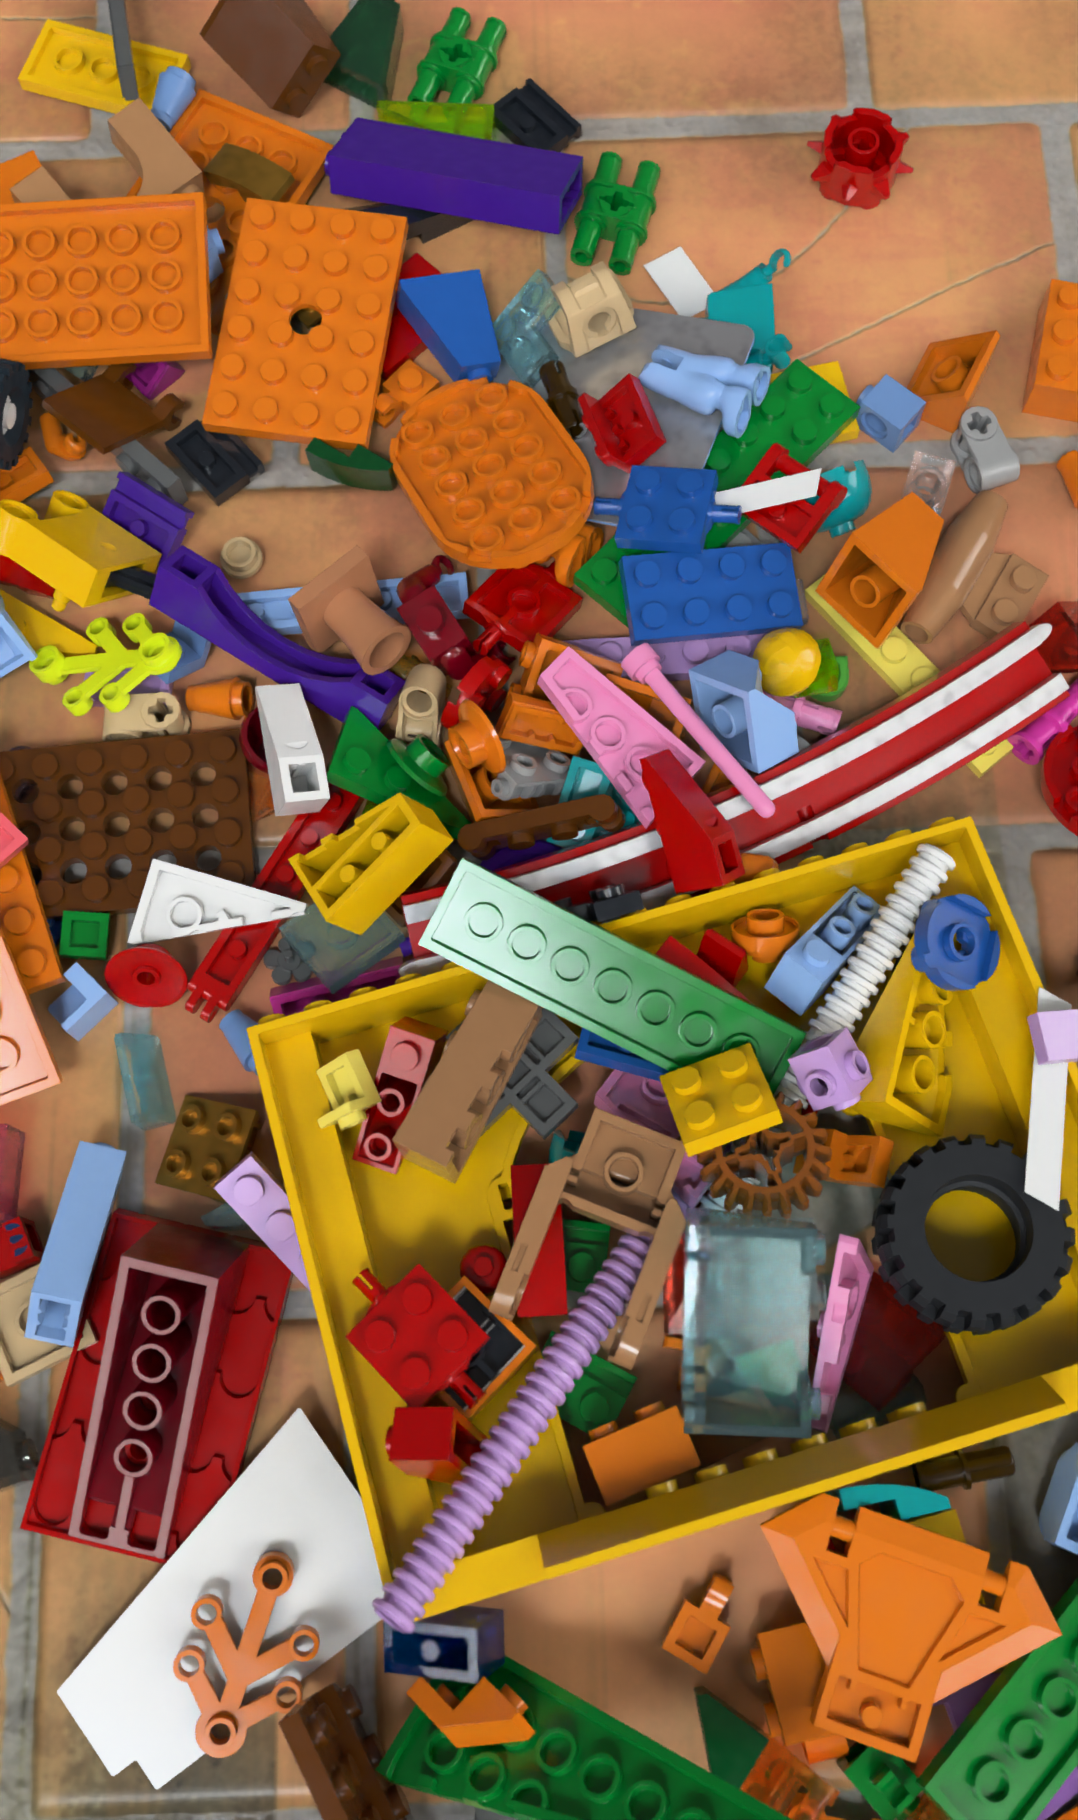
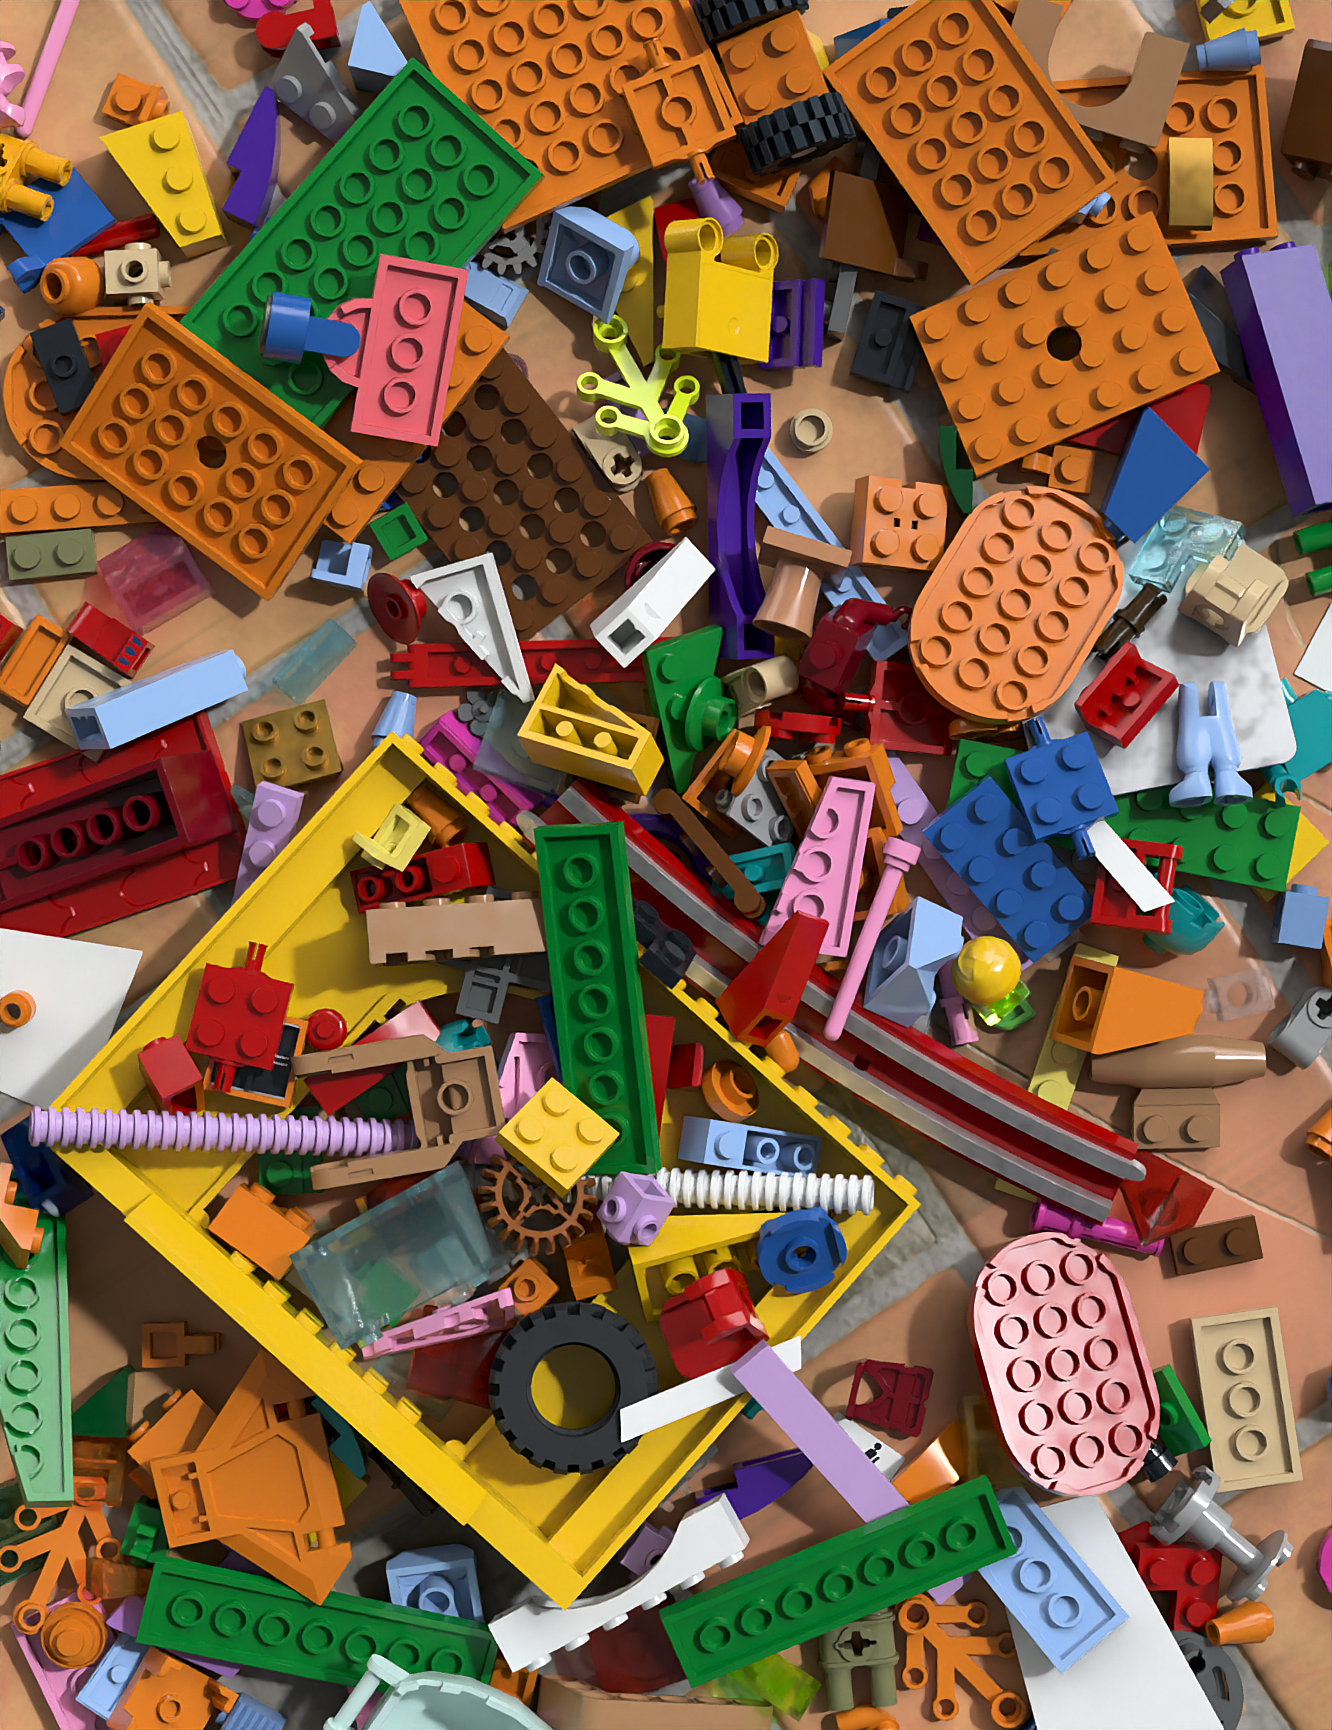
camera: 50 degrees right, 15 degrees up
(365, 518) = (898, 525): none -> orange piece
(366, 1037) = (445, 821): none -> orange cone
(845, 1218) = (529, 1285): none -> orange bracket
(983, 1067) = (711, 1323): none -> red piece

